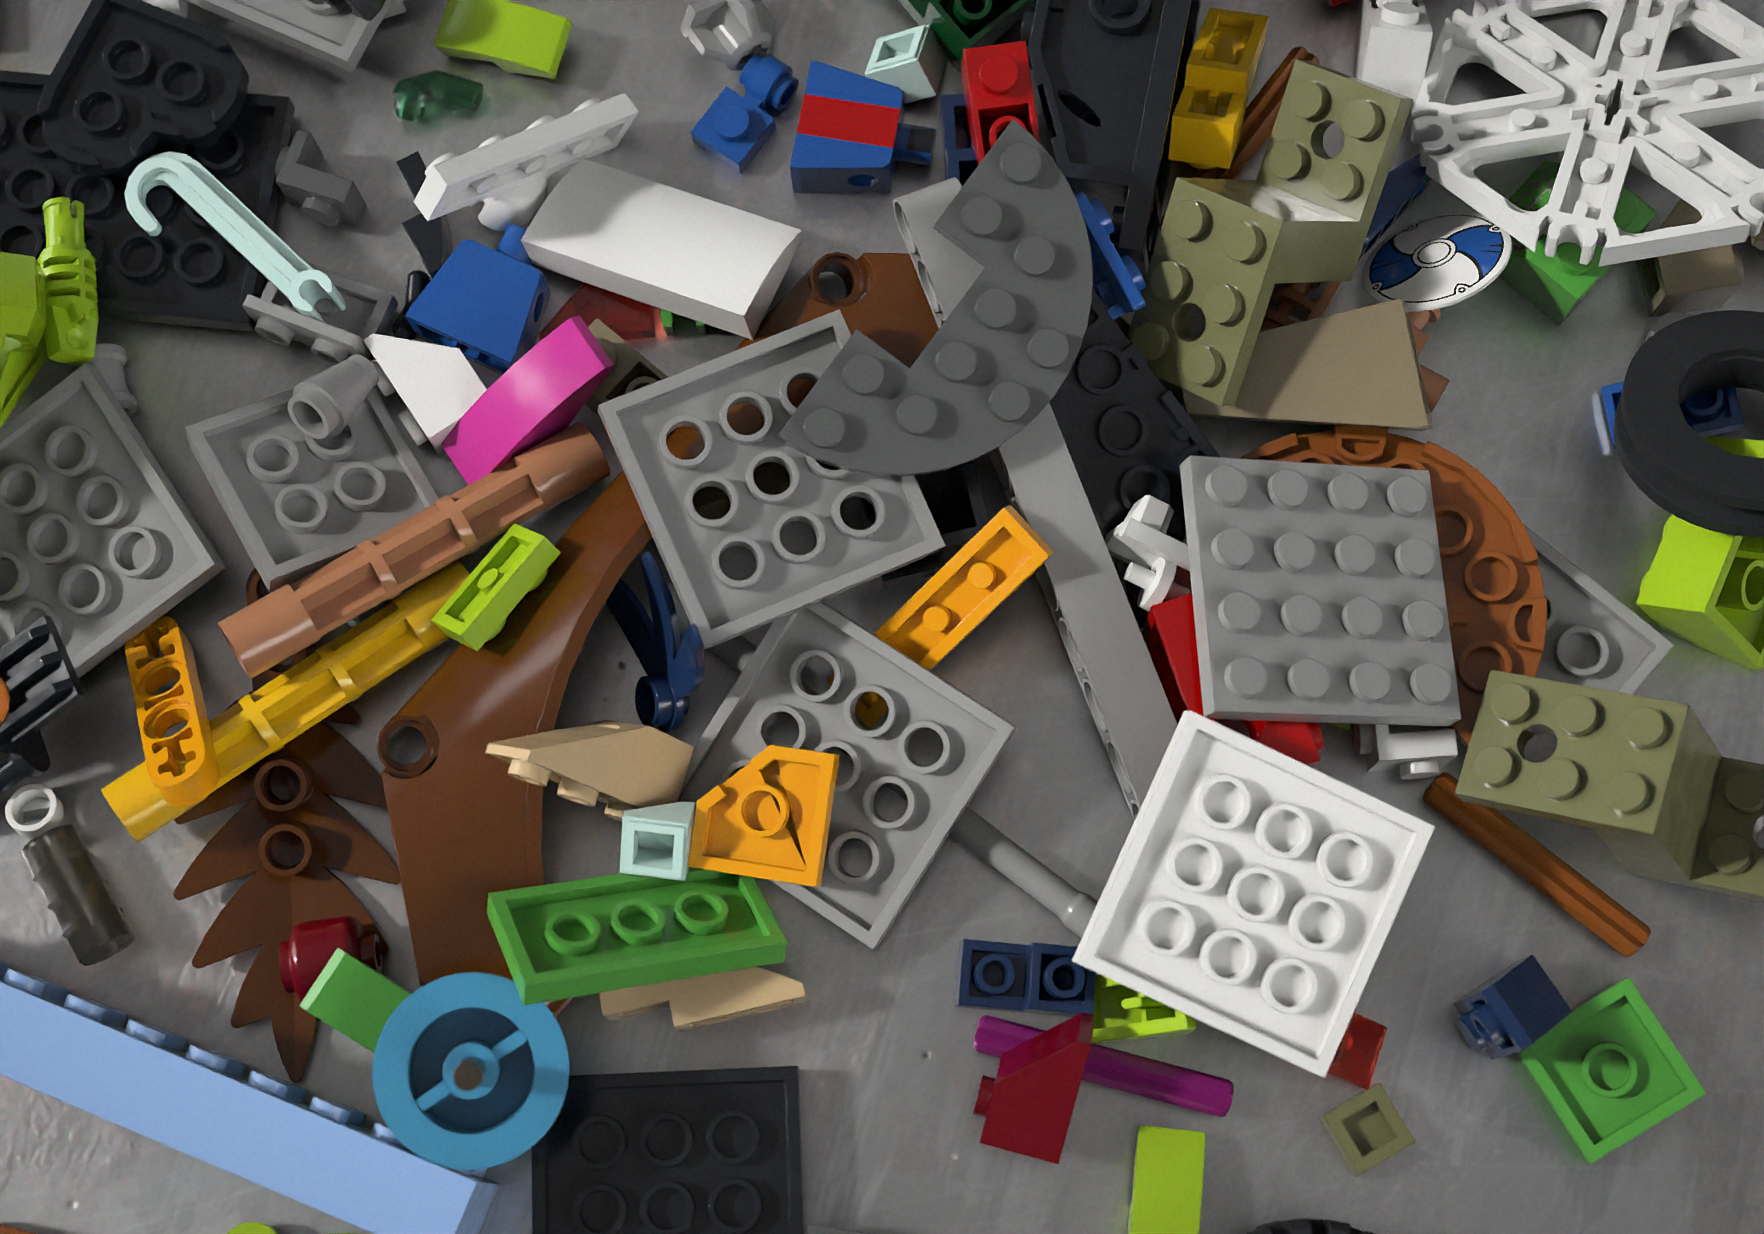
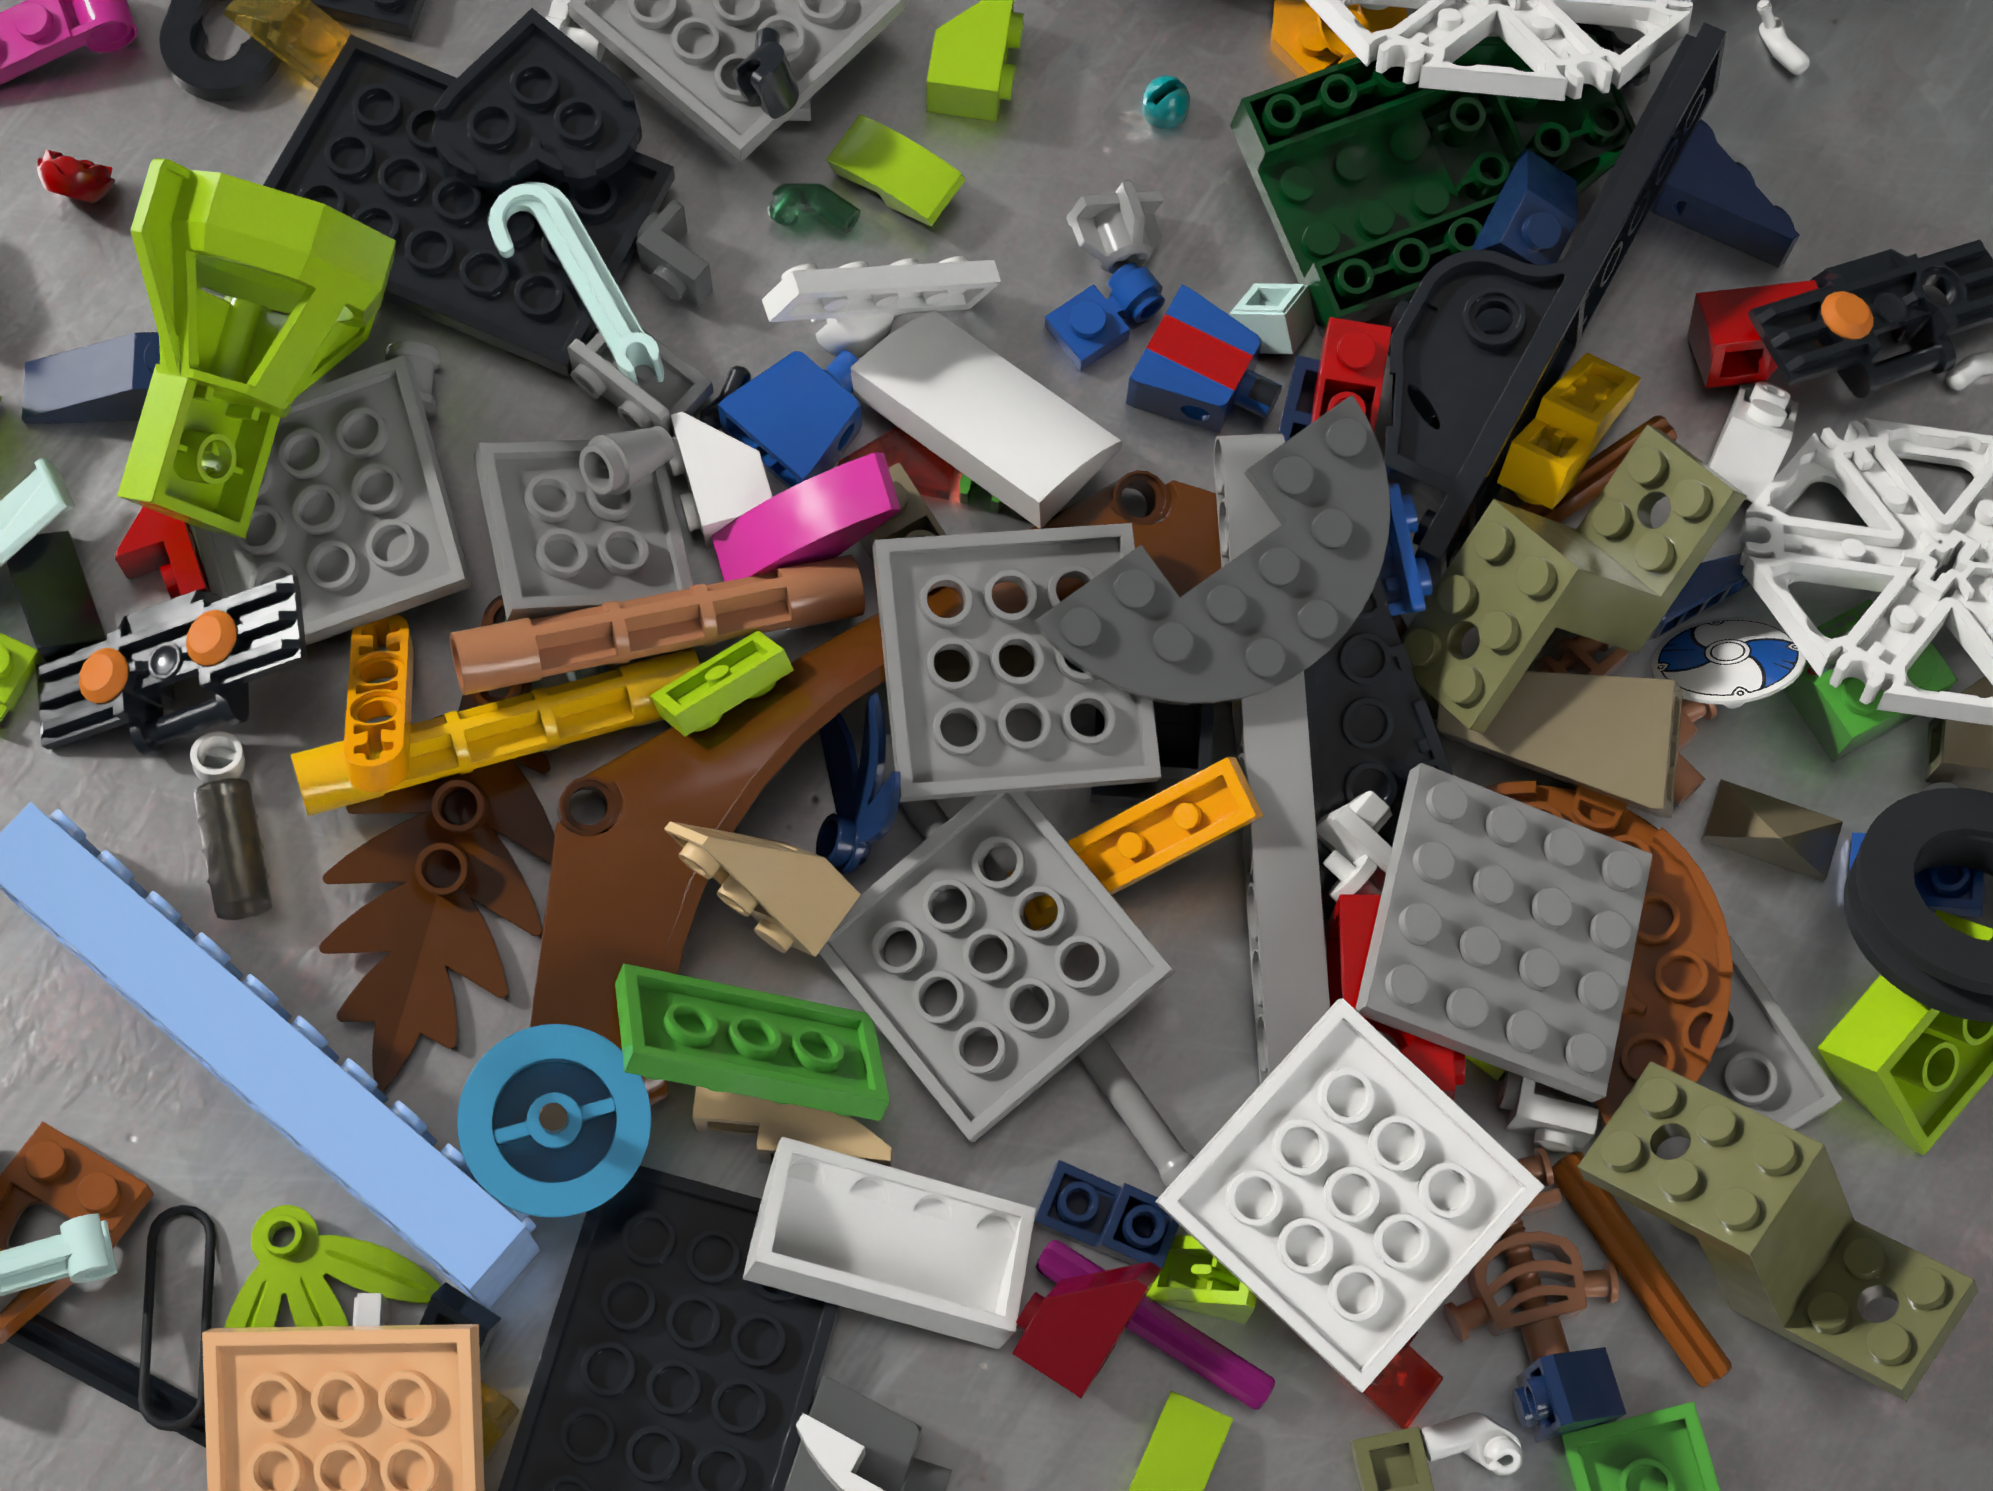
camera: 10 degrees right, 5 degrees down
(68, 284) = (412, 277): lime hinge -> none
(314, 944) = (450, 985): dark red head -> none
(354, 998) = (463, 1022): bright green slope -> none
(429, 238) = (764, 338): black slope -> none
(657, 840) = (798, 969): light aqua slope -> none
(769, 818) = (910, 981): light orange plate -> none
(830, 1074) = (891, 1244): none -> white slope
(1437, 1074) = (1477, 1438): none -> white arm
(1458, 944) = (1538, 1320): none -> nougat piece
(1524, 408) = (1772, 830): none -> dark tan slope

